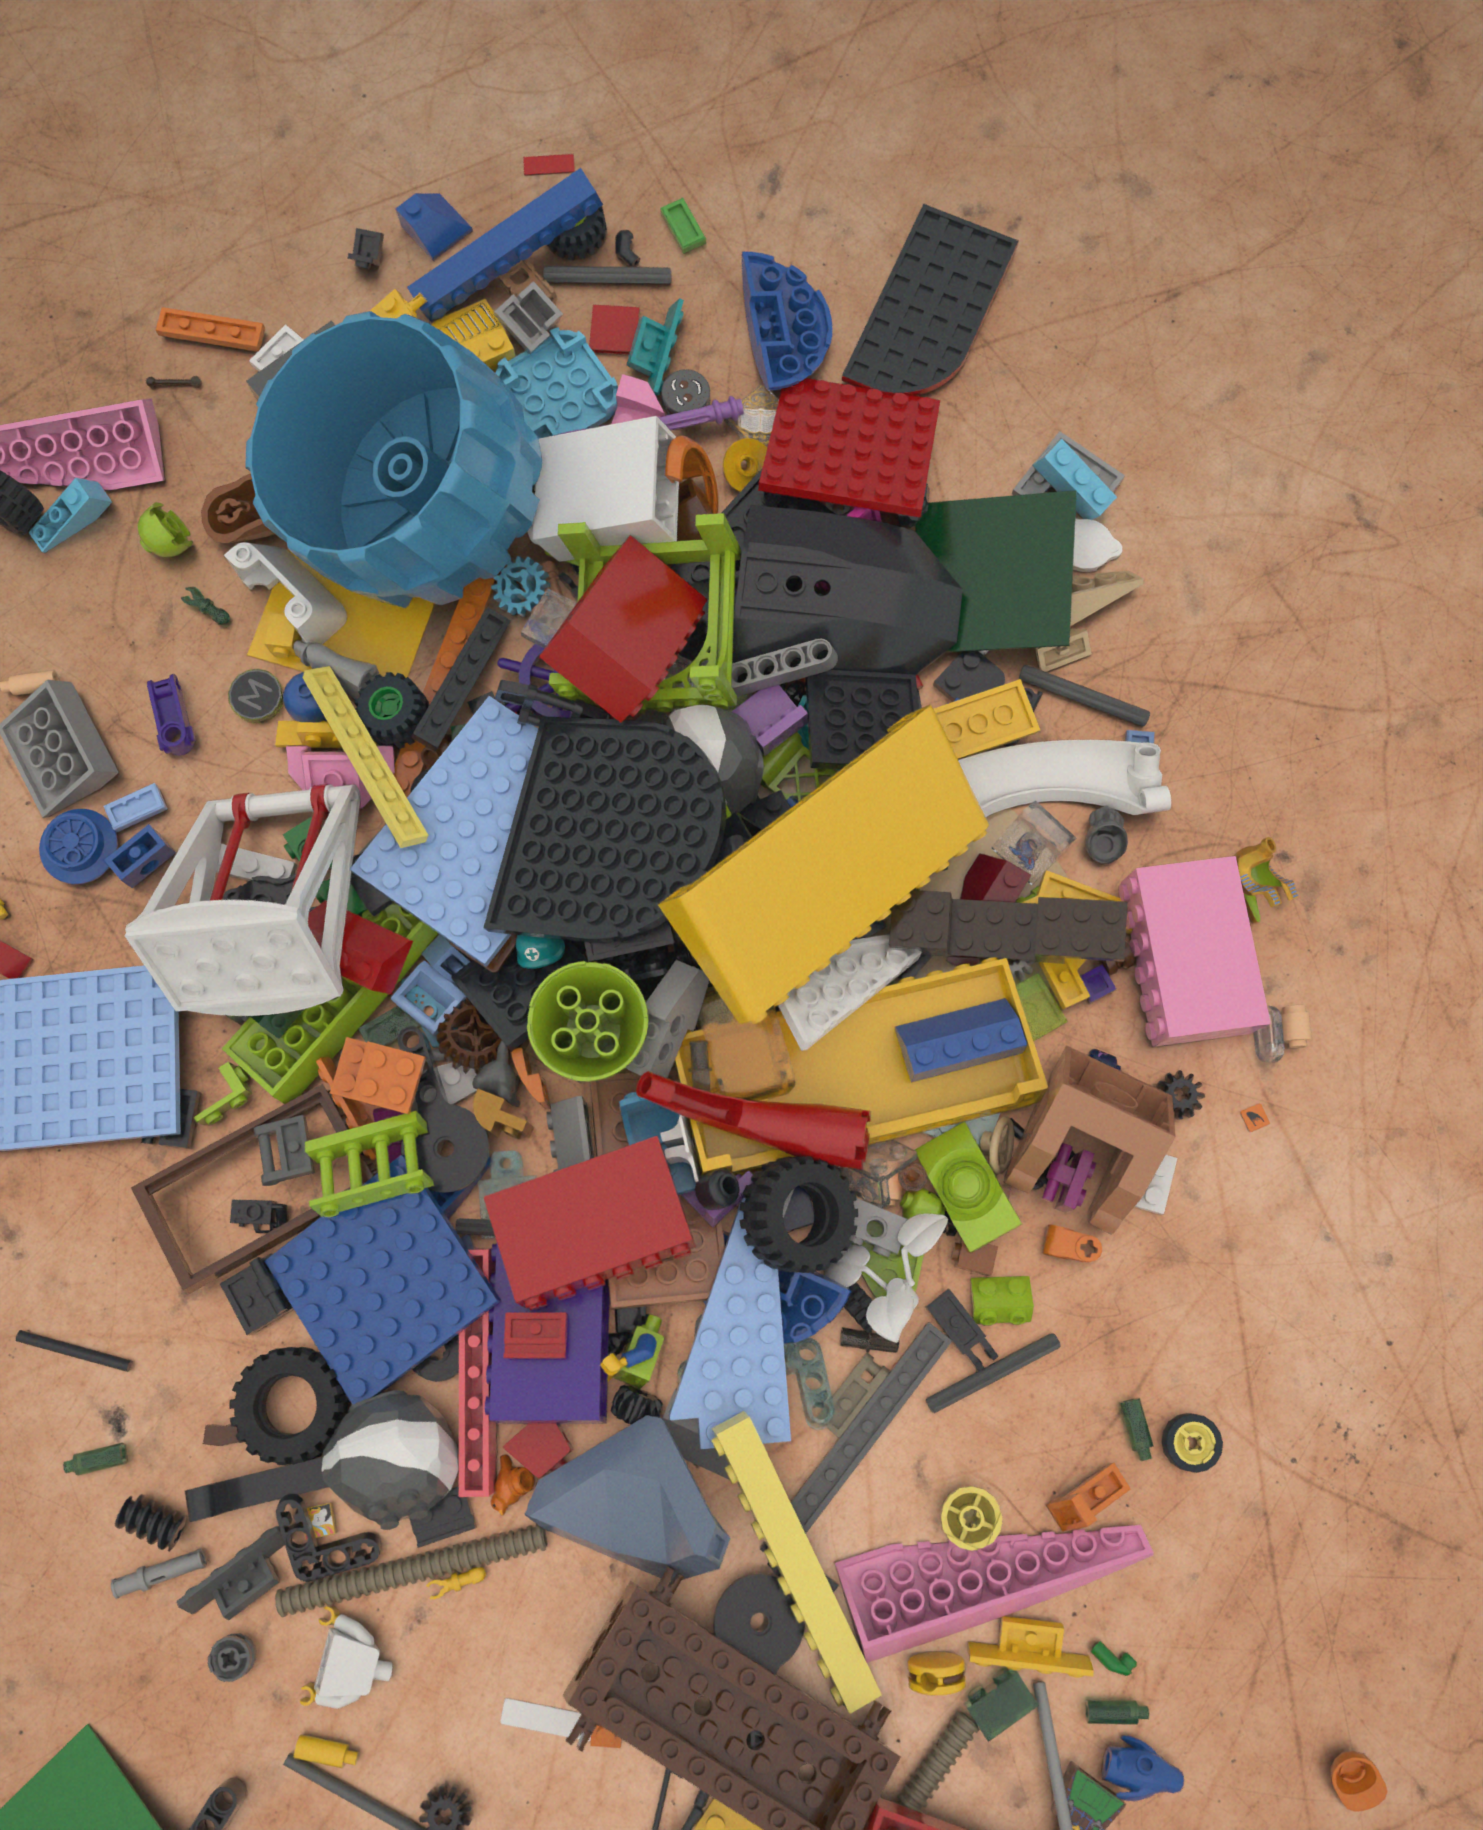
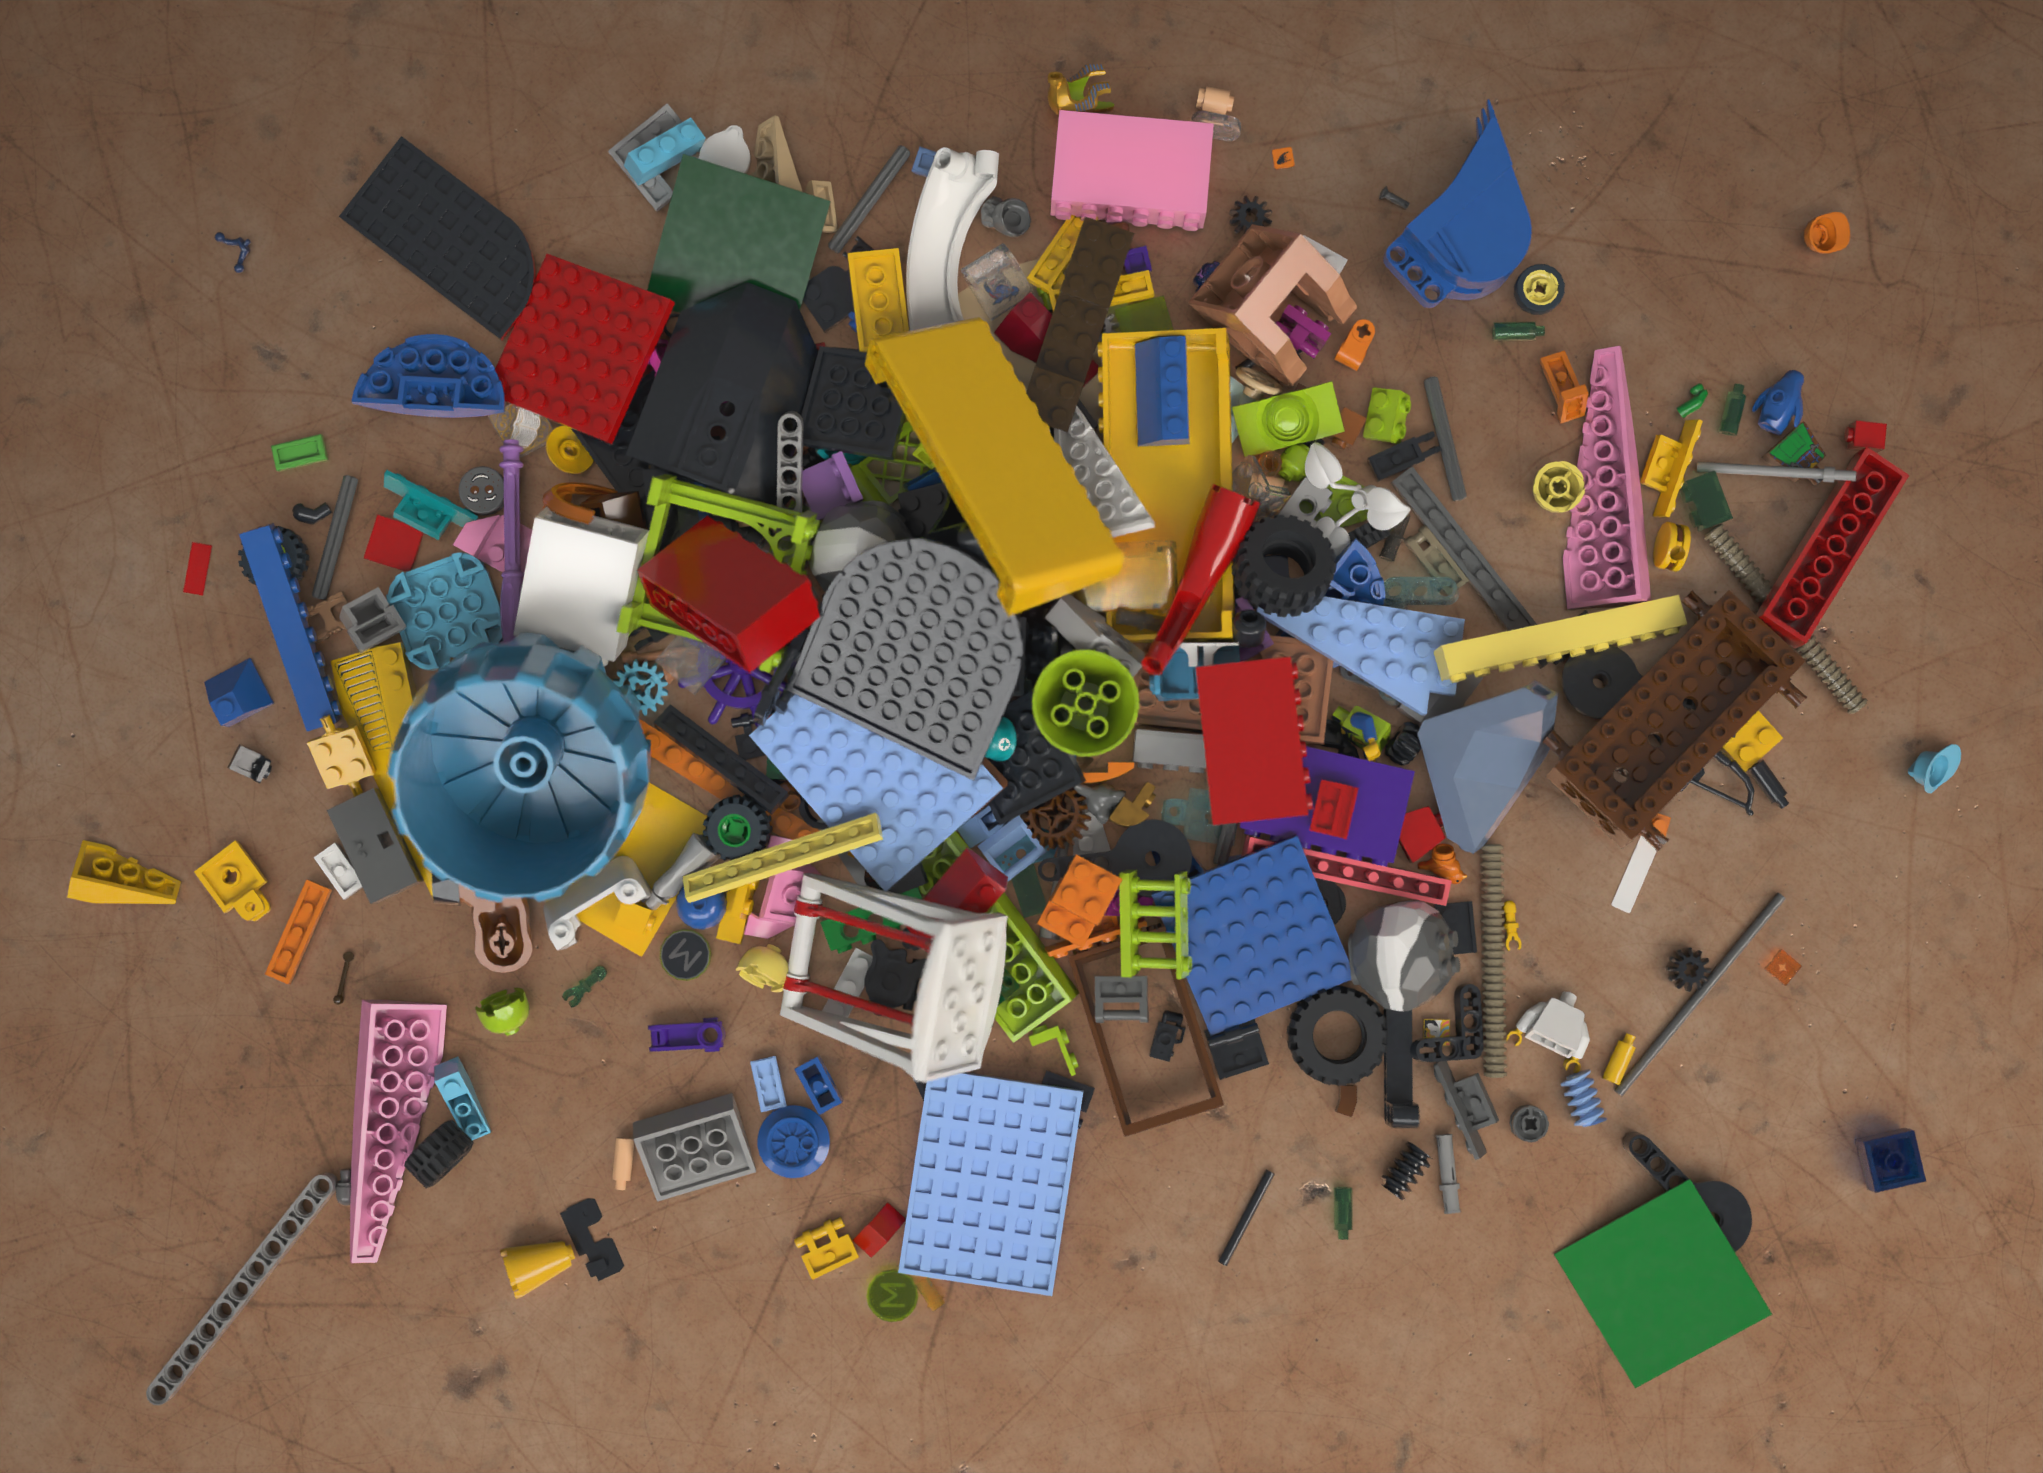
camera: 80 degrees left, 10 degrees up
(231, 154) = (108, 877): none -> yellow wedge
(239, 271) = (241, 893): none -> yellow plate
(256, 772) = (764, 967): none -> light yellow cylinder
(270, 1718) = (1583, 1099): none -> light blue piece
(871, 131) = (220, 237): none -> dark blue piece
(1235, 1342) = (1471, 232): none -> blue piece
(1246, 1251) = (1393, 198): none -> dark grey piece

